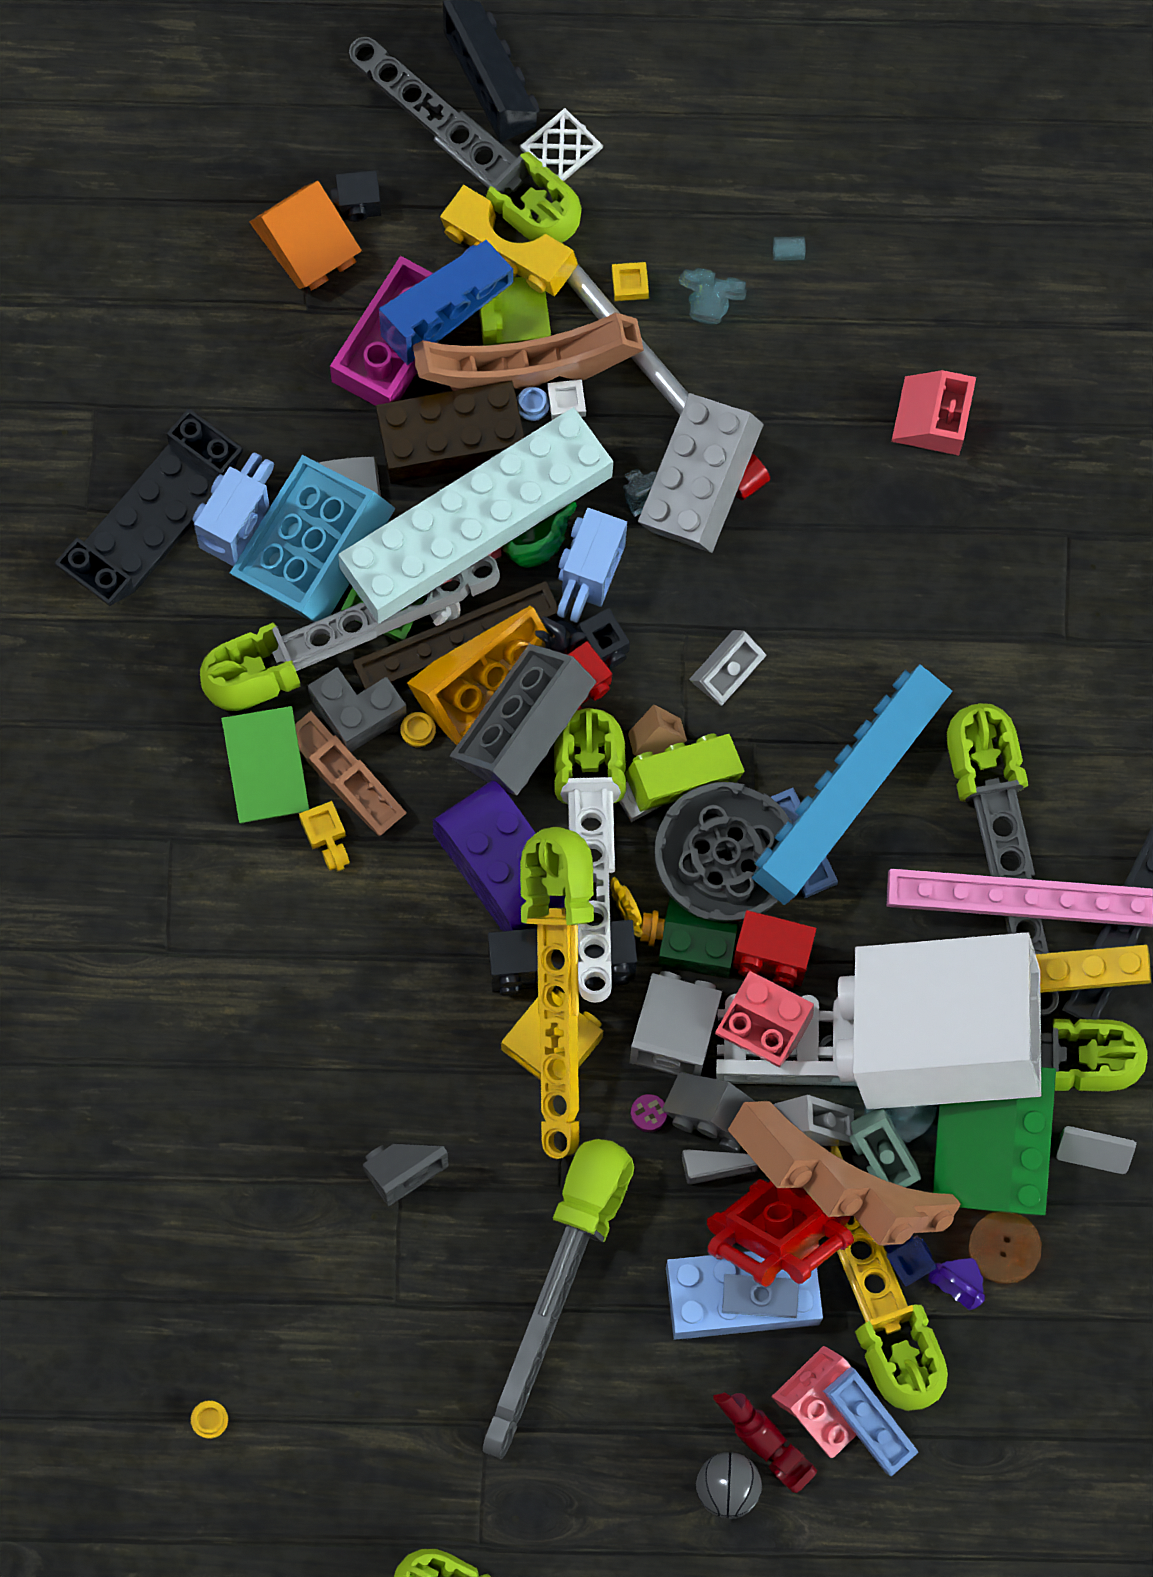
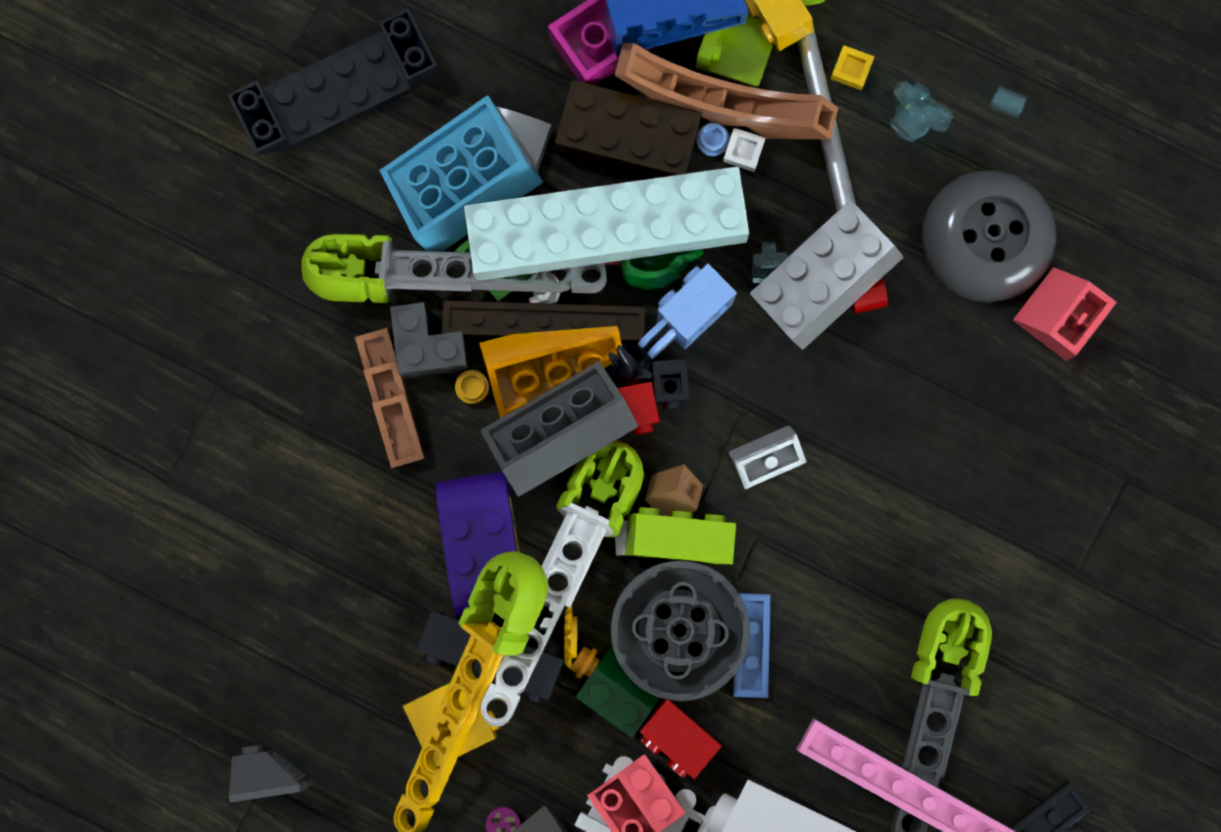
camera: 30 degrees right, 10 degrees up
(234, 509) = (405, 116): light blue brick -> none
(265, 764) = (324, 357): bright green tile -> none
(324, 827) = (347, 436): yellow plate -> none
(675, 1024) = (562, 762): light grey slope -> none
(827, 411) = (969, 266): none -> dark grey brick
(851, 784) = (819, 623): dark azure brick -> none

